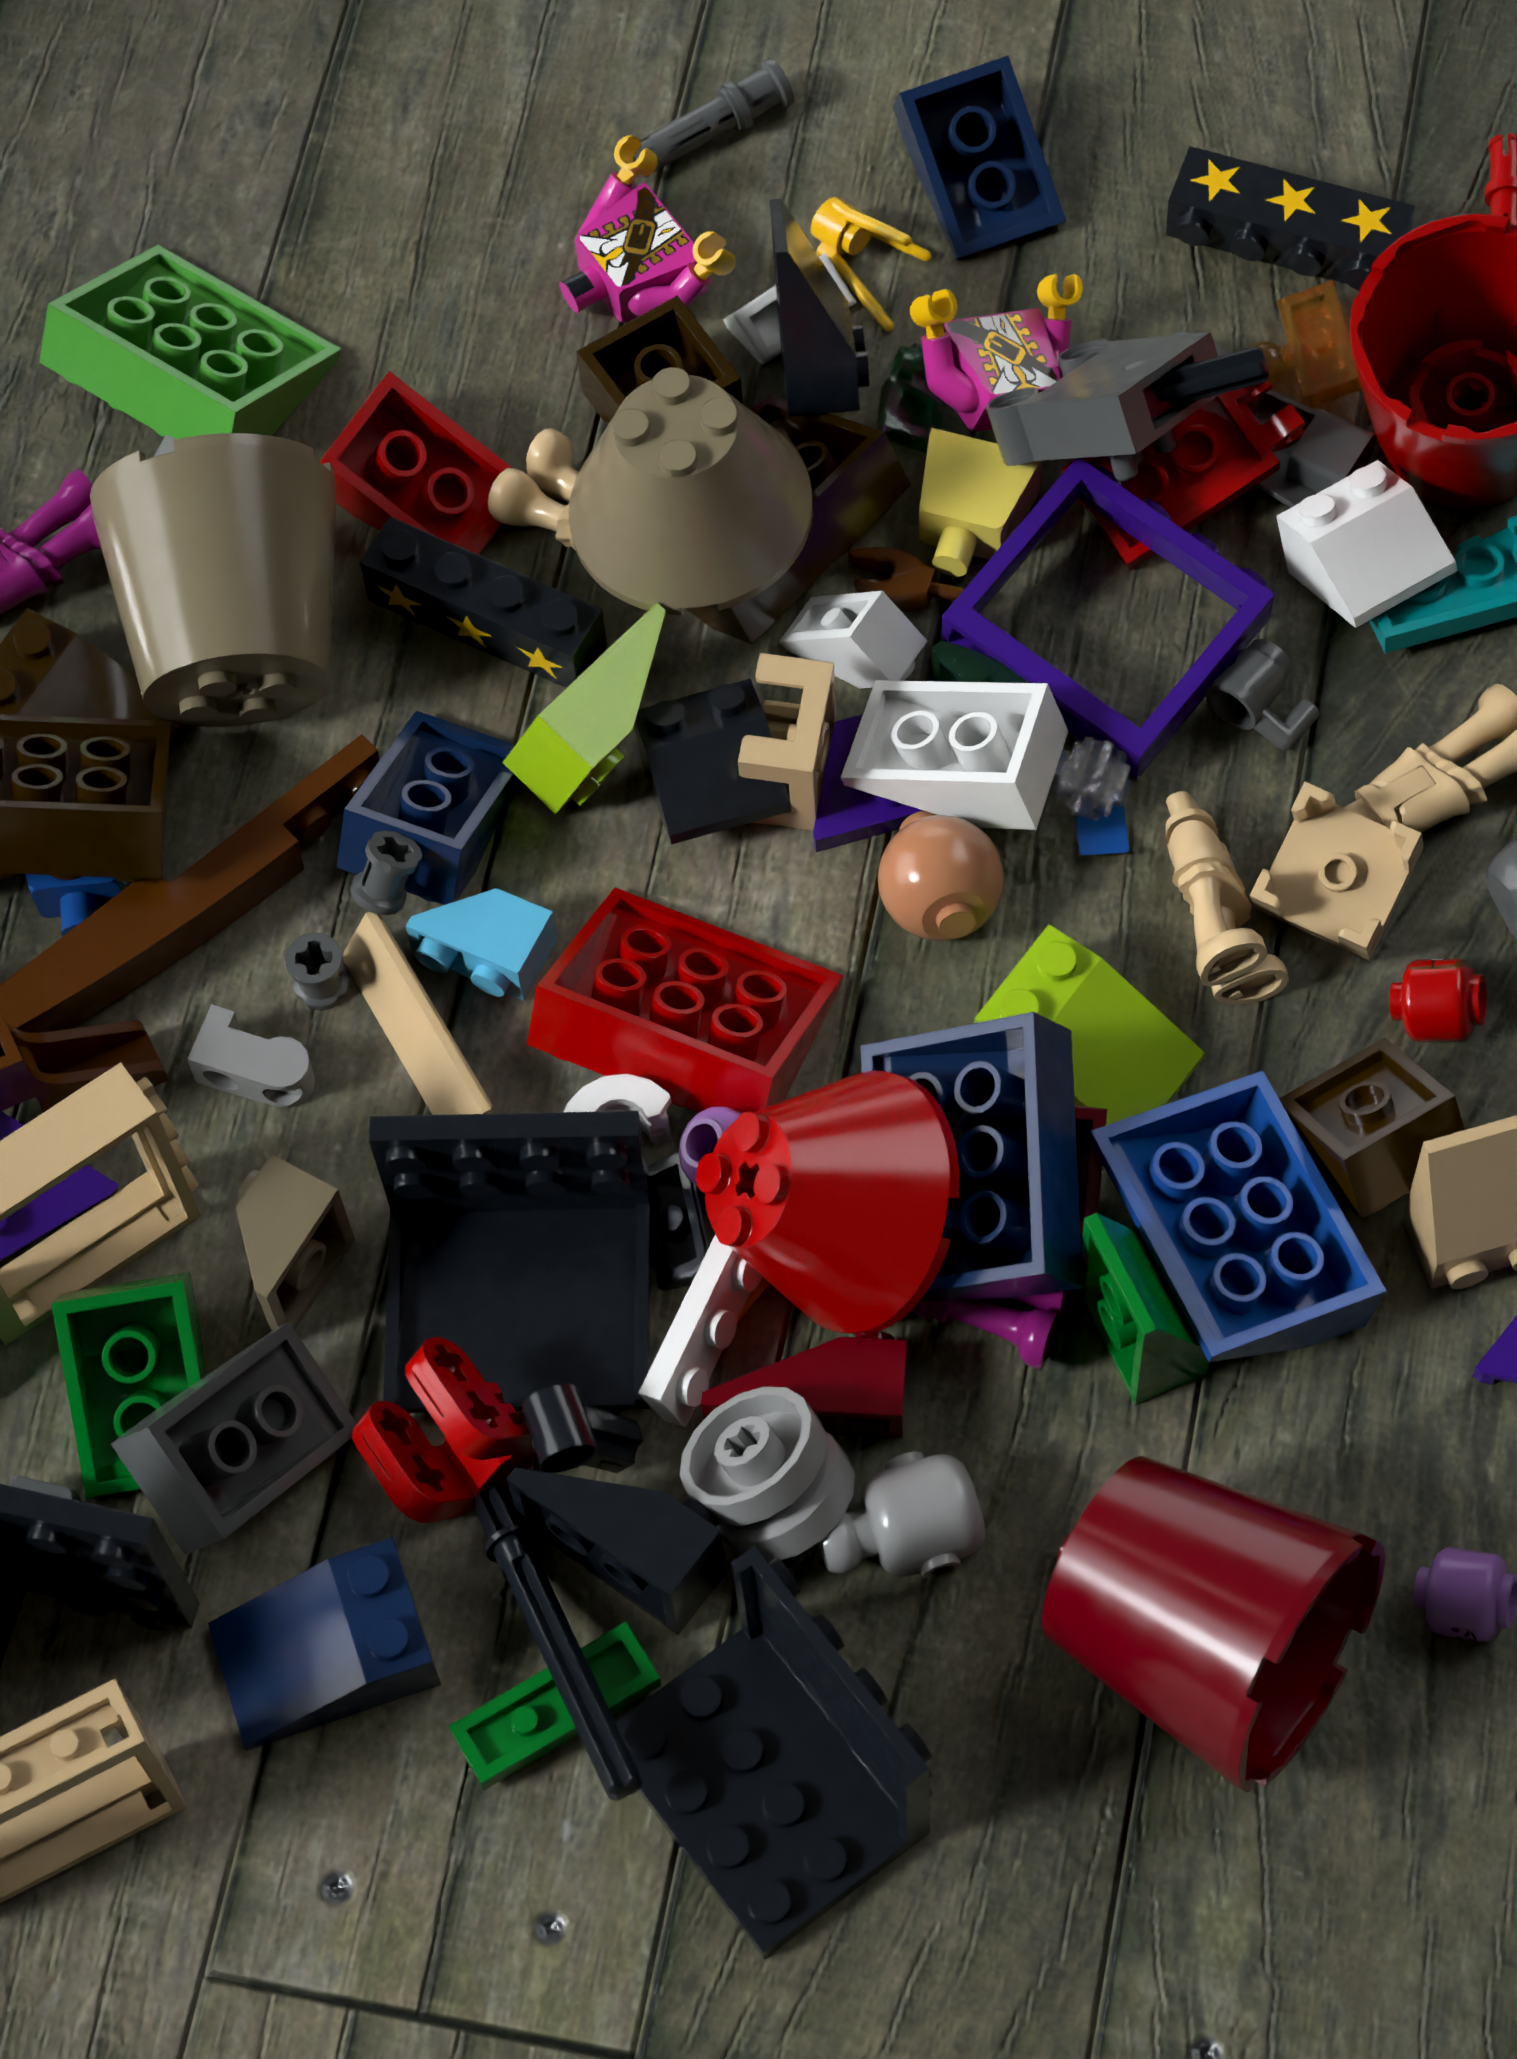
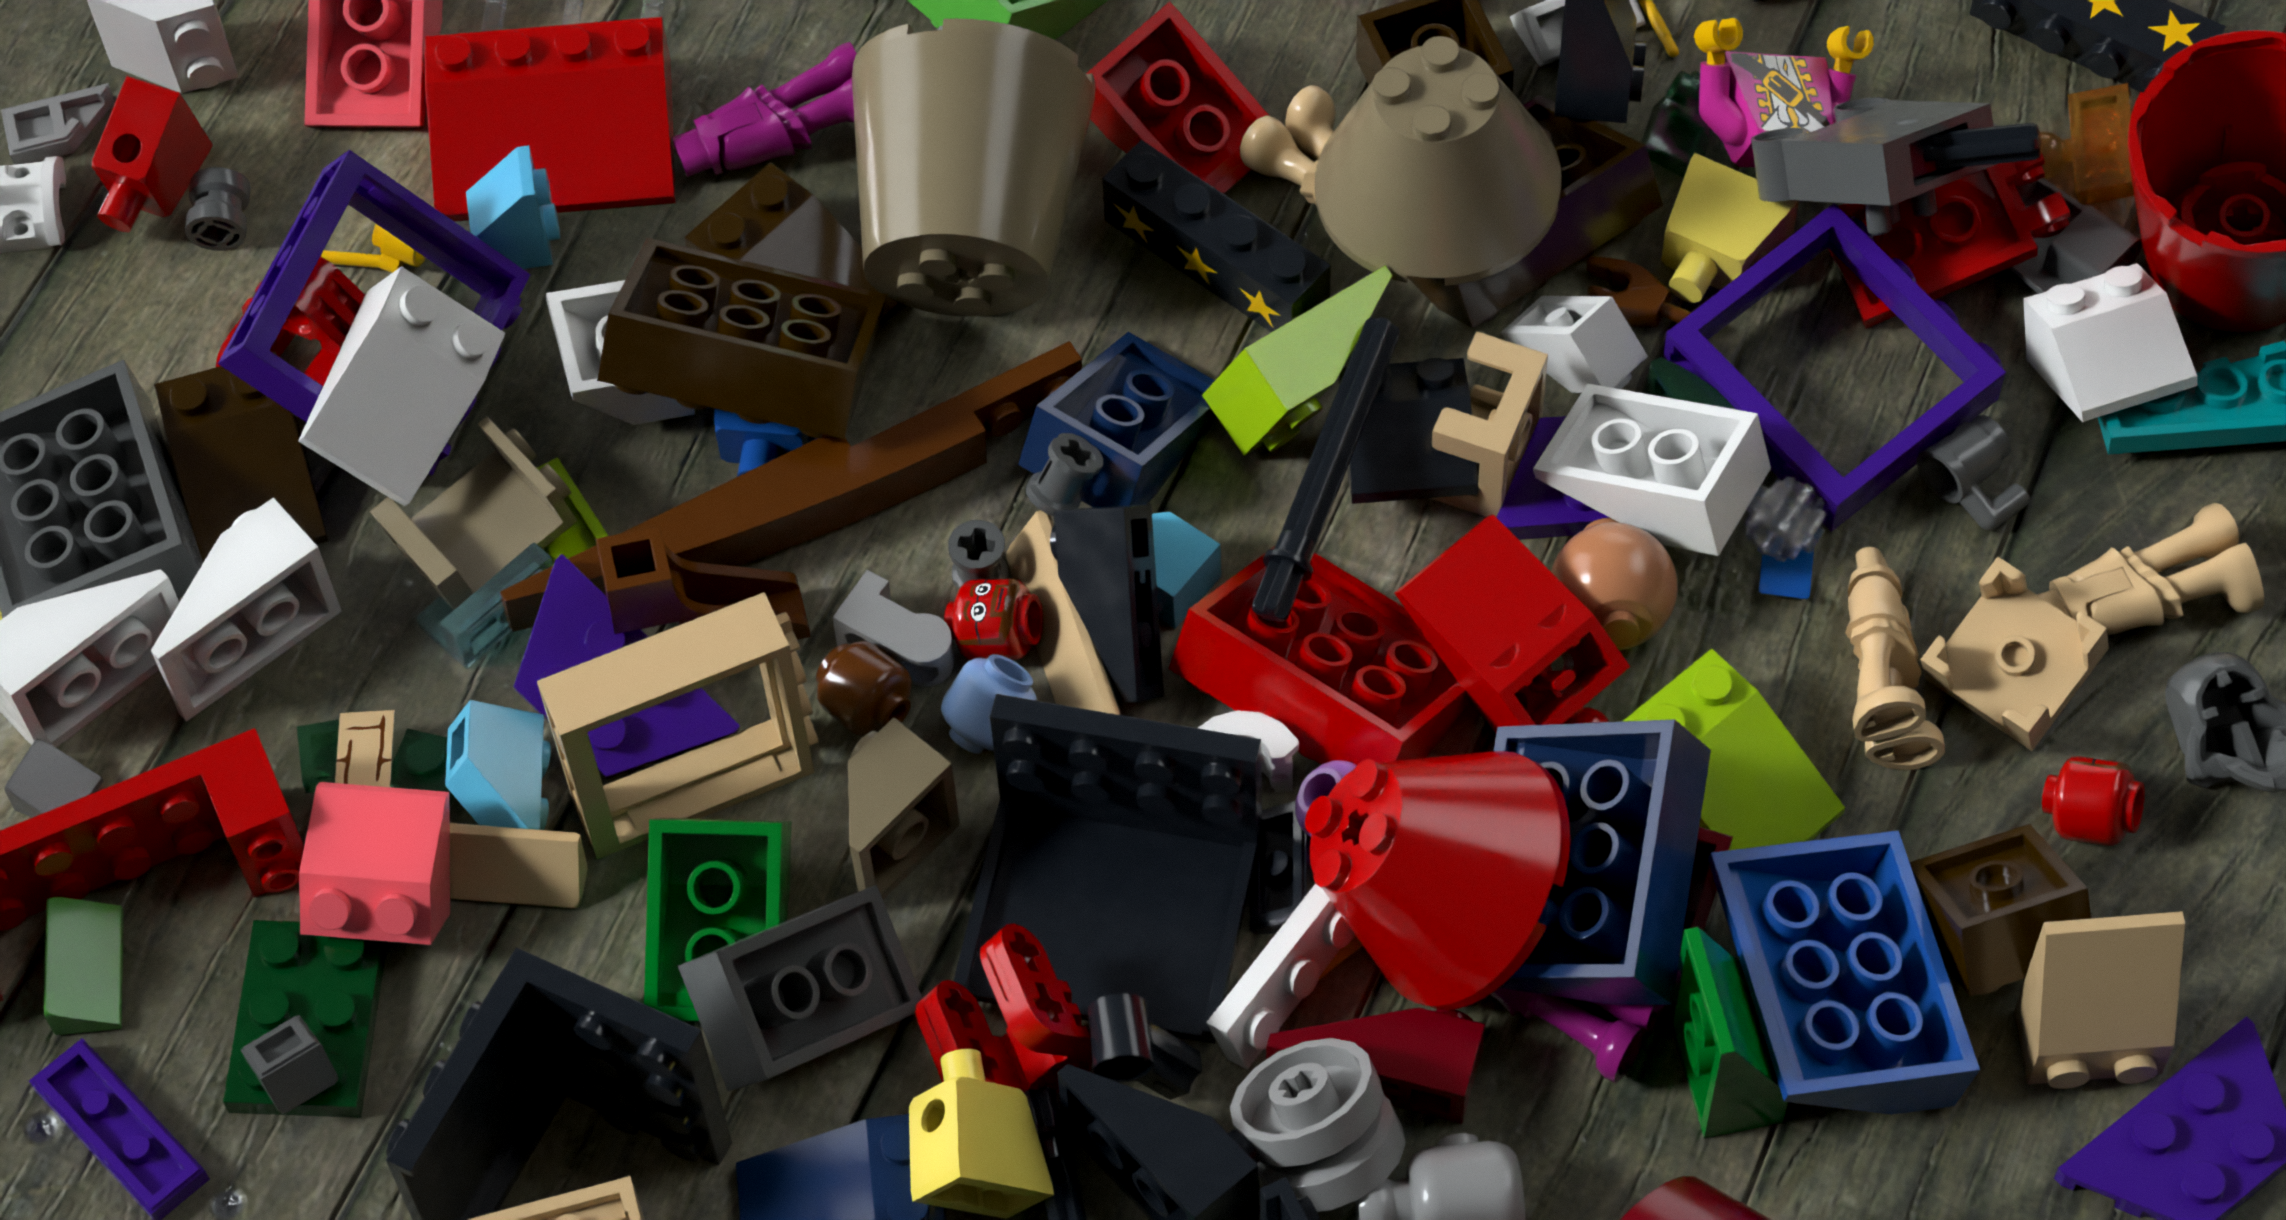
camera: 10 degrees right, 5 degrees down
(233, 1123) = (863, 687): none -> reddish brown head
(345, 1111) = (972, 696): none -> light blue head
(346, 1028) = (995, 618): none -> red head
(439, 1561) = (975, 1143): none -> light yellow torso
(455, 972) = (1111, 579): none -> black slope
(639, 833) = (1290, 559): none -> black axle
(844, 940) = (1502, 624): none -> red slope

